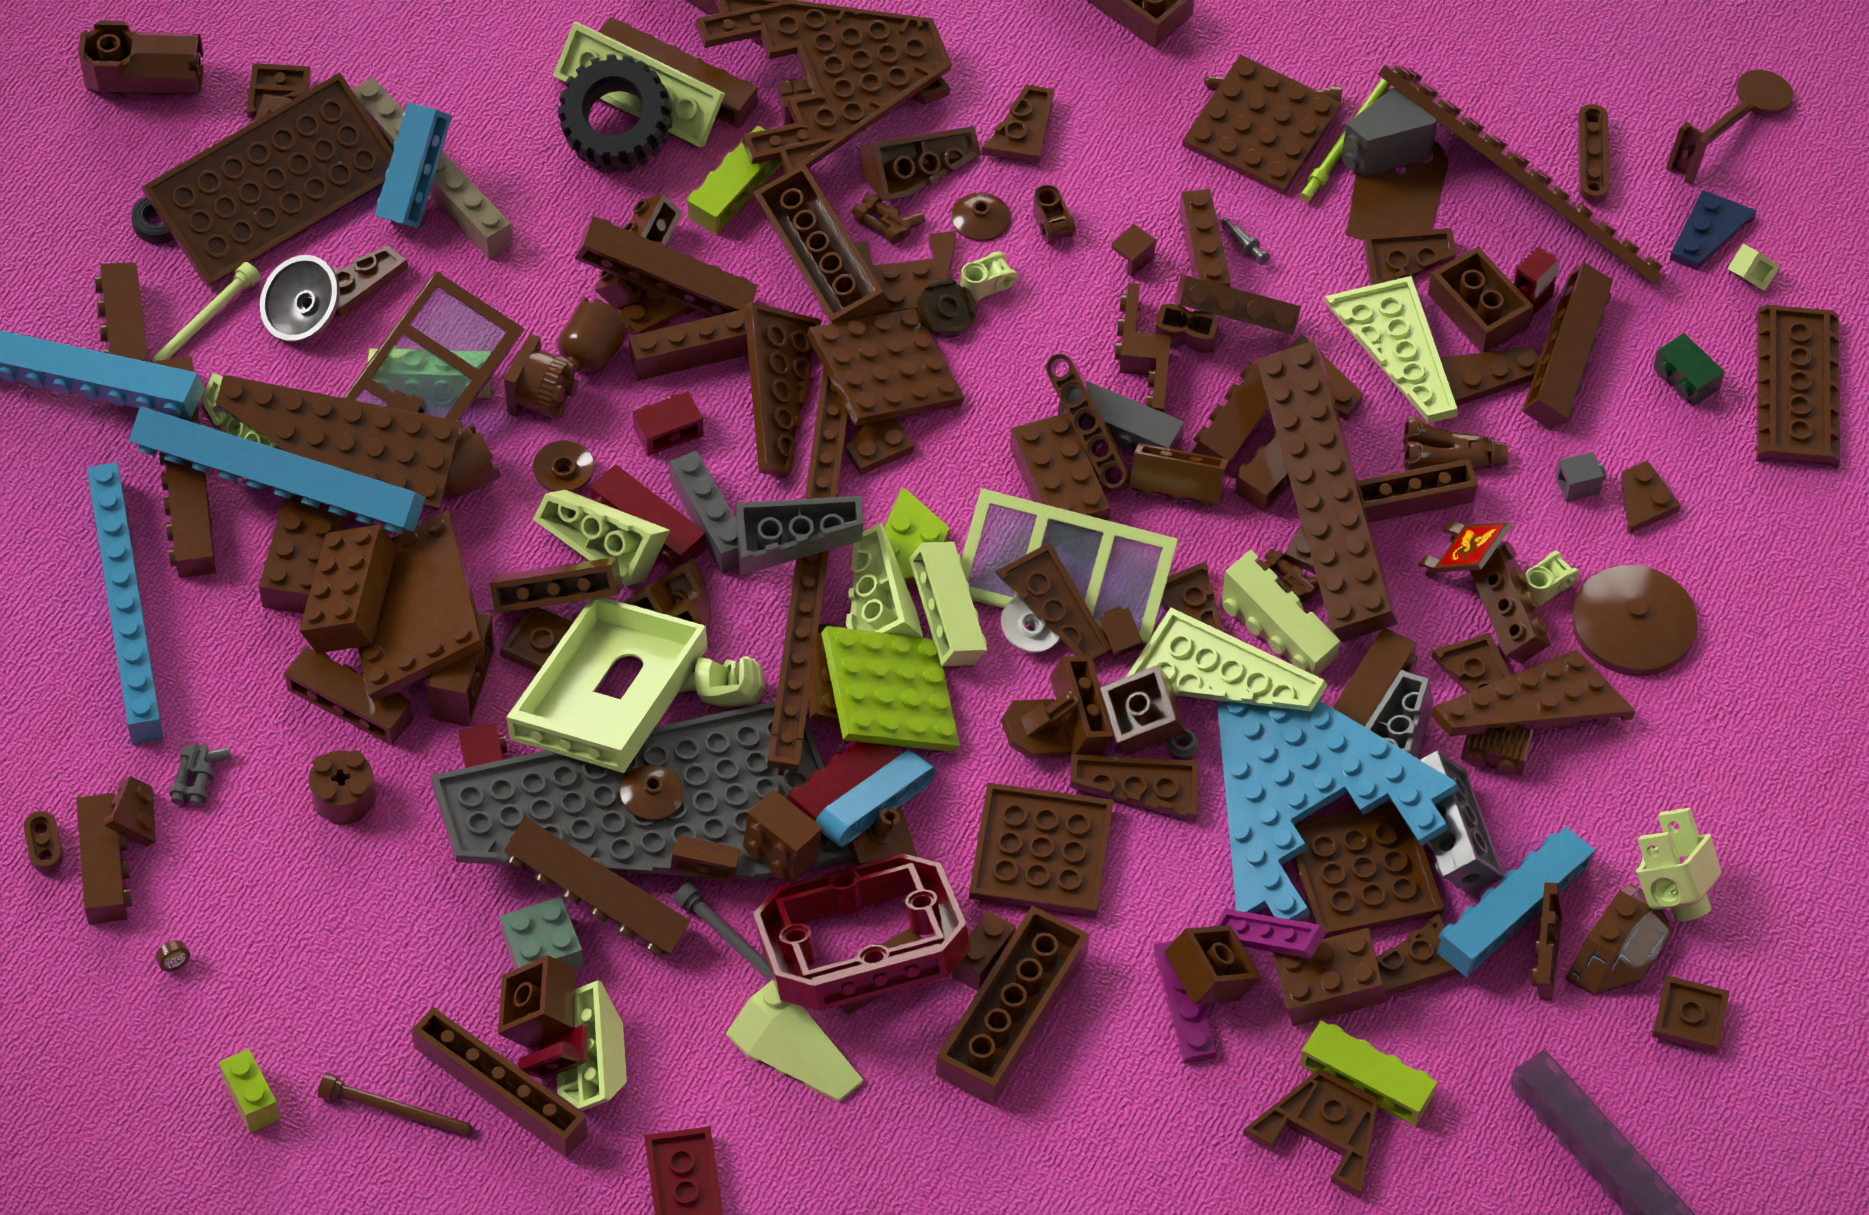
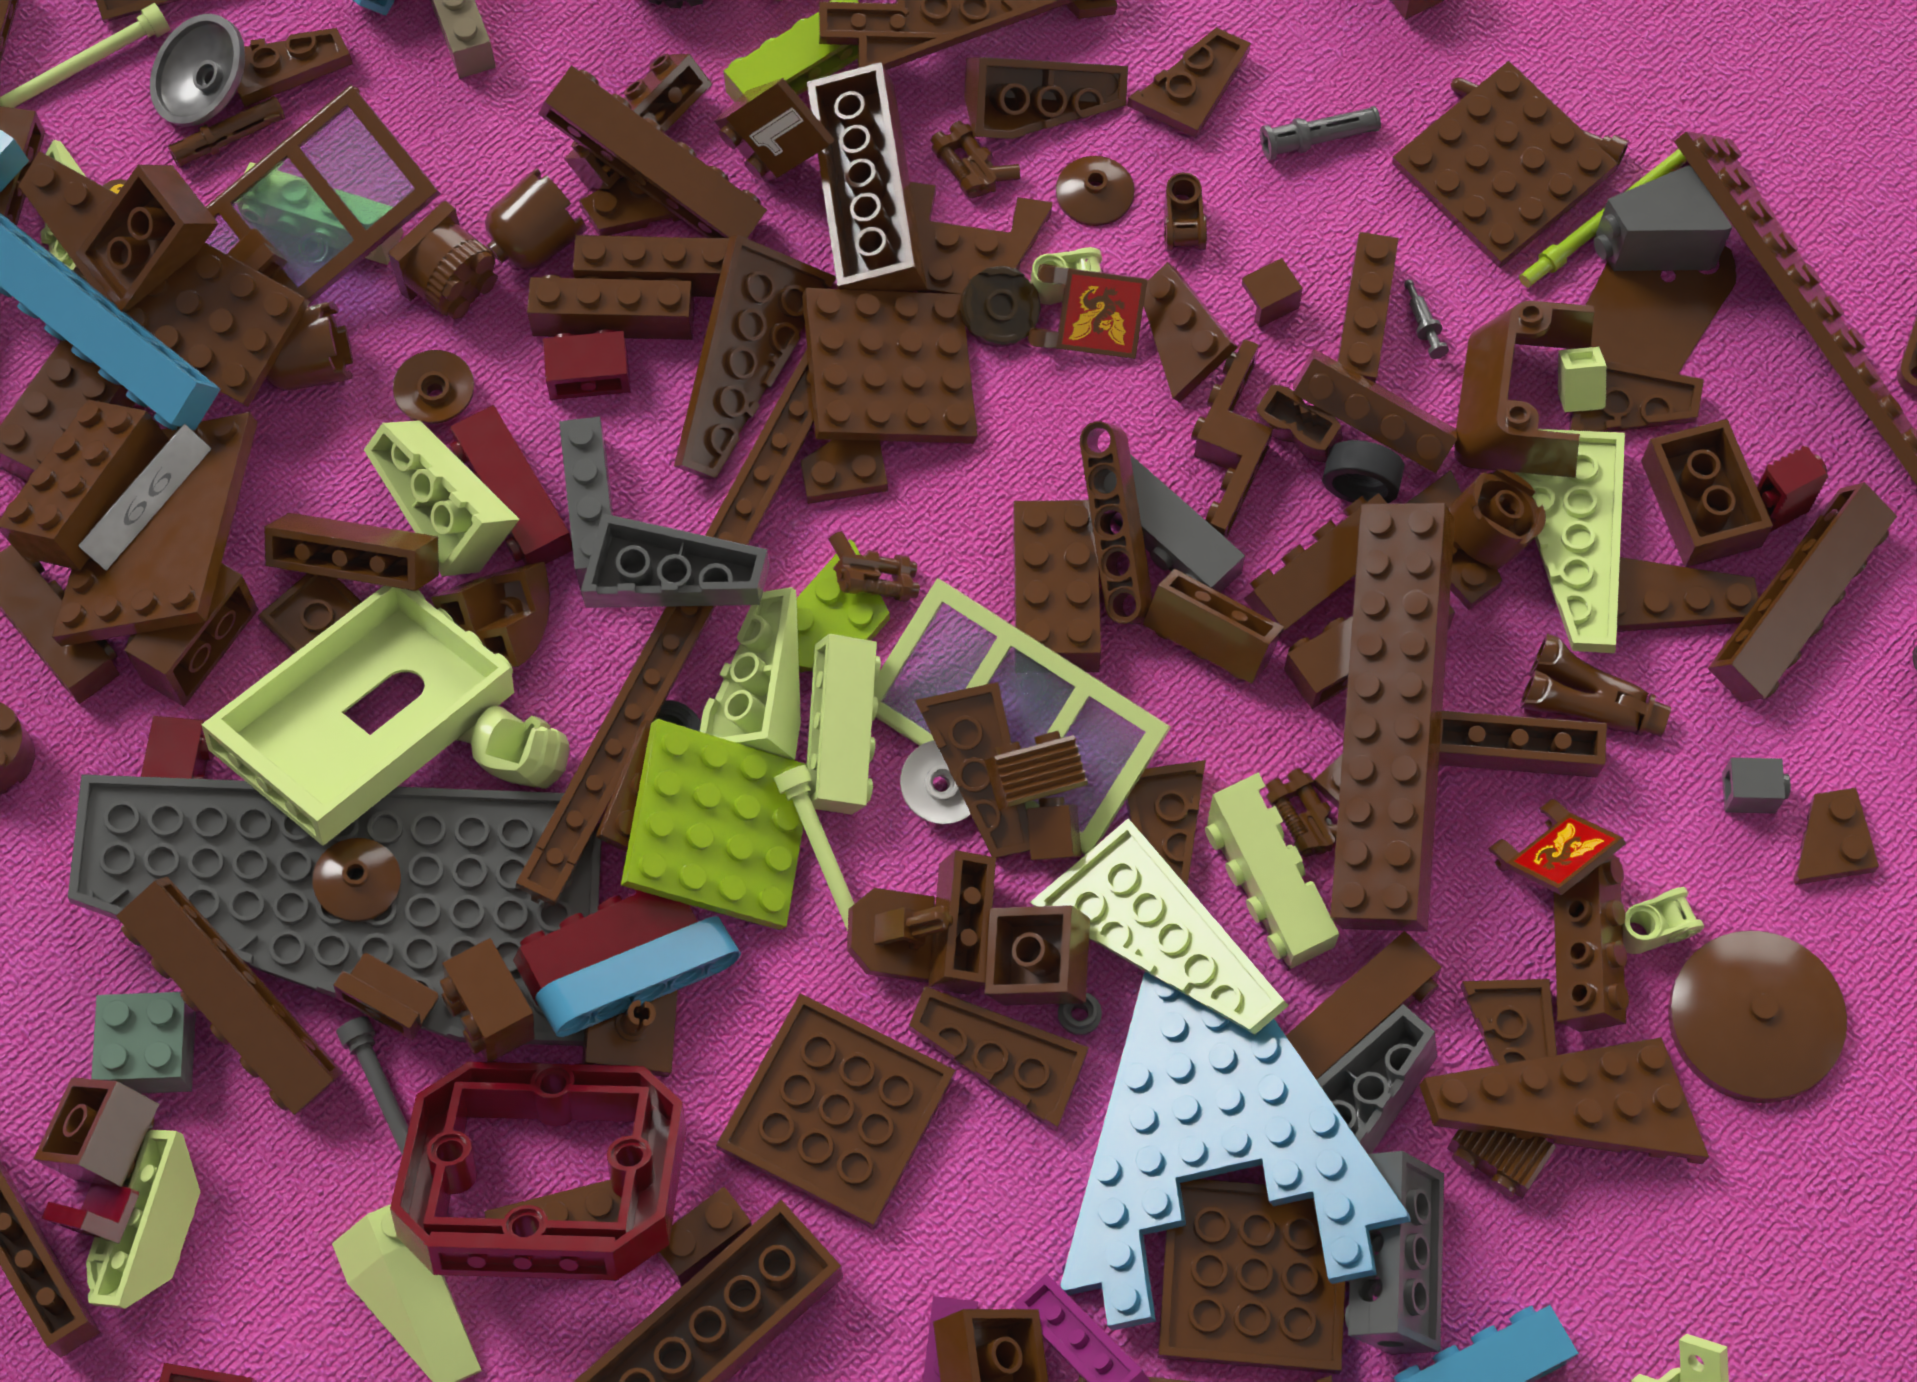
camera: 20 degrees right, 10 degrees up
(326, 344) = (225, 132): none -> reddish brown pin
(331, 407) = (146, 234): none -> reddish brown slope
(399, 583) = (144, 497): none -> flat silver sticker
(698, 372) = (628, 304): none -> reddish brown brick
(745, 227) = (772, 130): none -> reddish brown slope
(922, 504) = (862, 573): none -> reddish brown piece
(934, 649) = (796, 787): none -> yellowish green piece
(1018, 293) = (1097, 312): none -> flag
(1082, 290) = (1184, 332): none -> reddish brown wing
(1098, 592) = (1035, 771): none -> reddish brown brick
(1113, 141) = (1302, 134): none -> dark grey pin
(1242, 335) = (1363, 470): none -> black tyre
(1329, 294) = (1502, 431): none -> reddish brown windscreen
(1347, 351) = (1496, 518): none -> reddish brown brick
(1369, 249) = (1582, 379): none -> yellowish green panel

